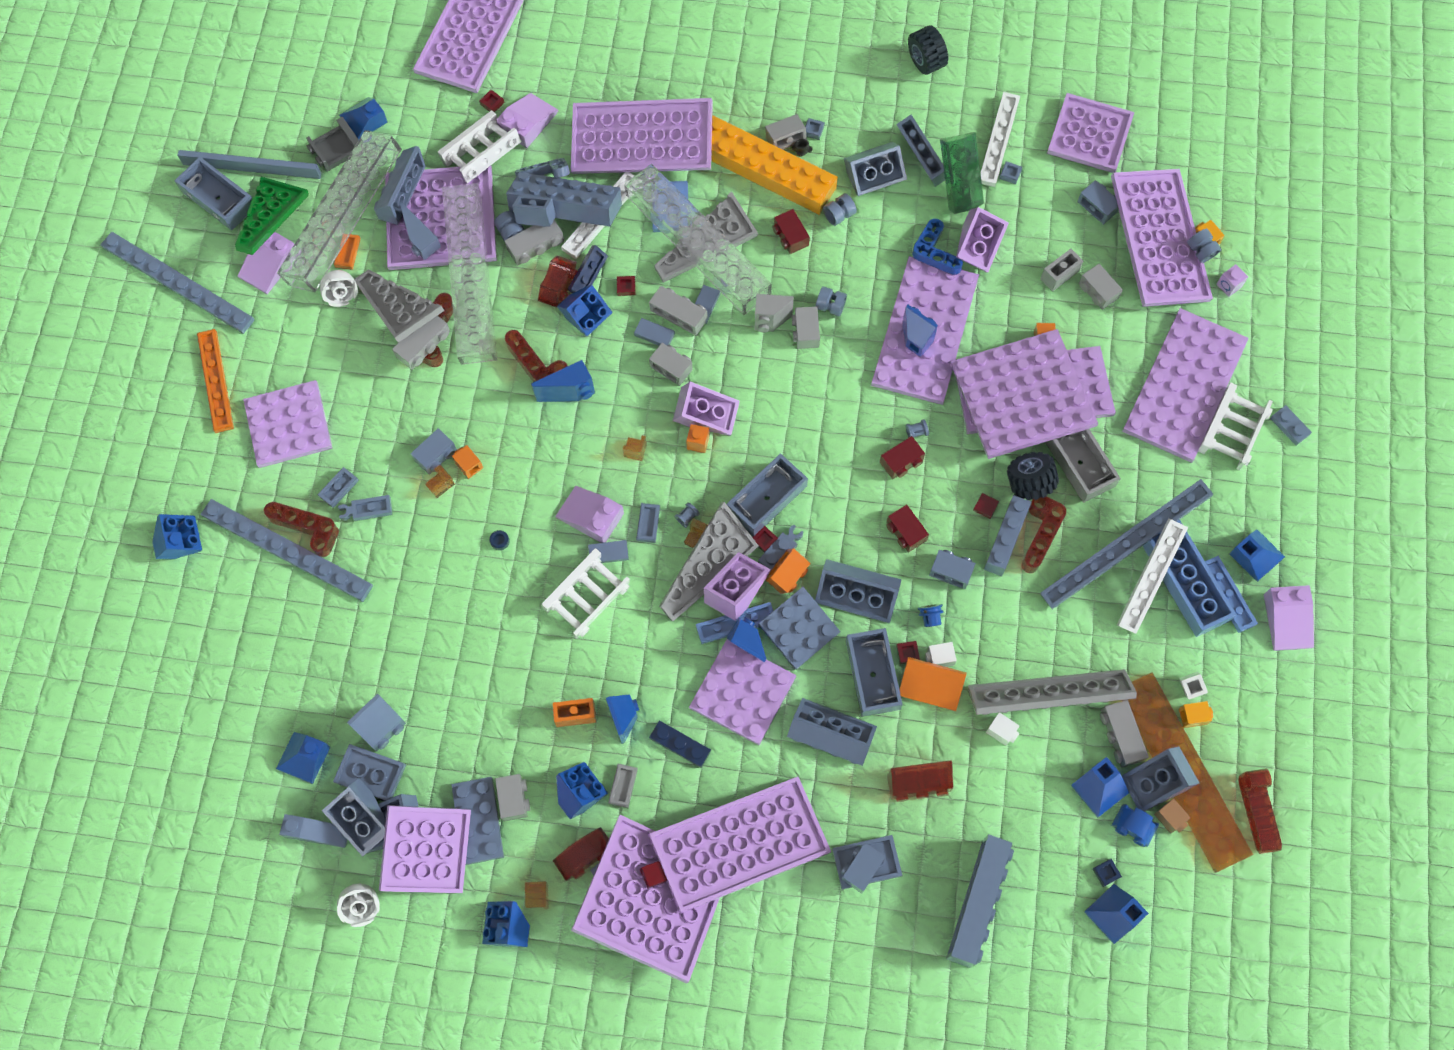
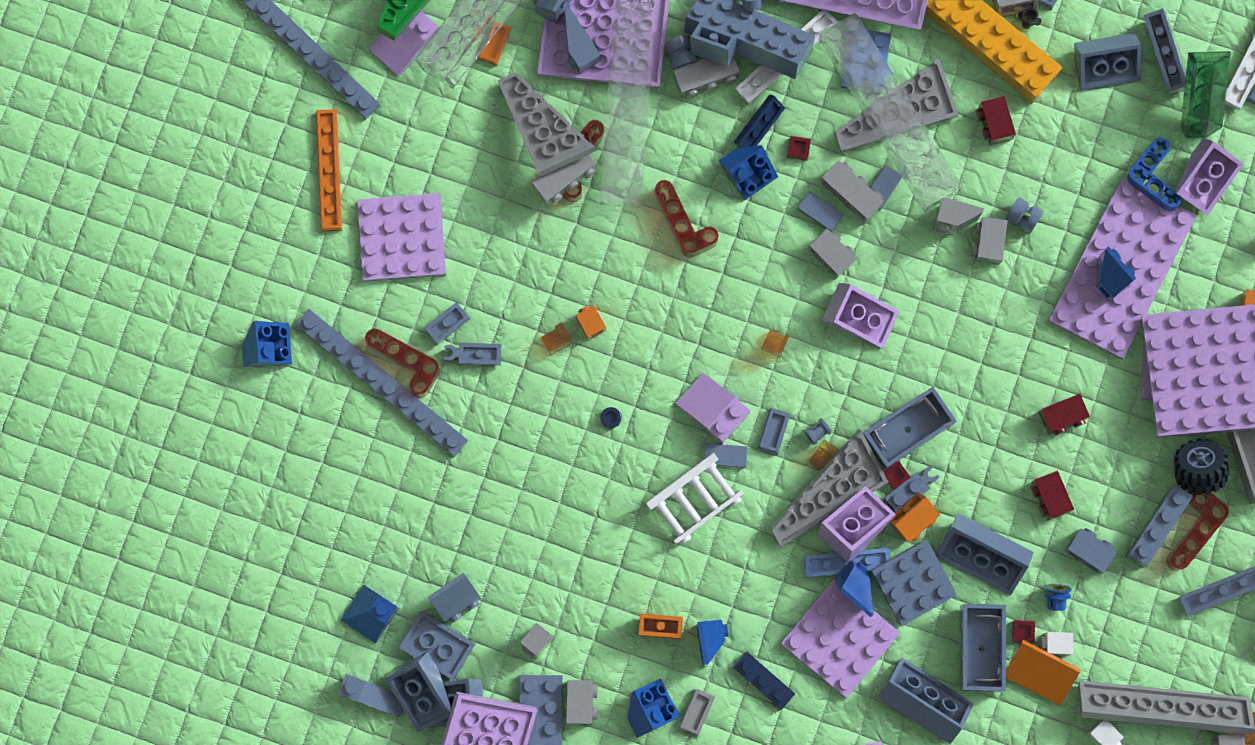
camera: 10 degrees right, 10 degrees up
(338, 288) = (479, 88): white cylinder -> none
(433, 451) = (556, 304): sand blue brick -> none
(460, 748) = (536, 641): none -> light grey brick
(557, 280) = (723, 129): clear red brick -> none
(567, 384) = (715, 257): blue slope -> none
(698, 438) = (845, 347): orange brick -> none
(839, 209) = (1059, 104): sand blue wheel -> none
(917, 429) = (1087, 384): sand blue bush -> none
(986, 505) = (1143, 486): dark red tile -> none

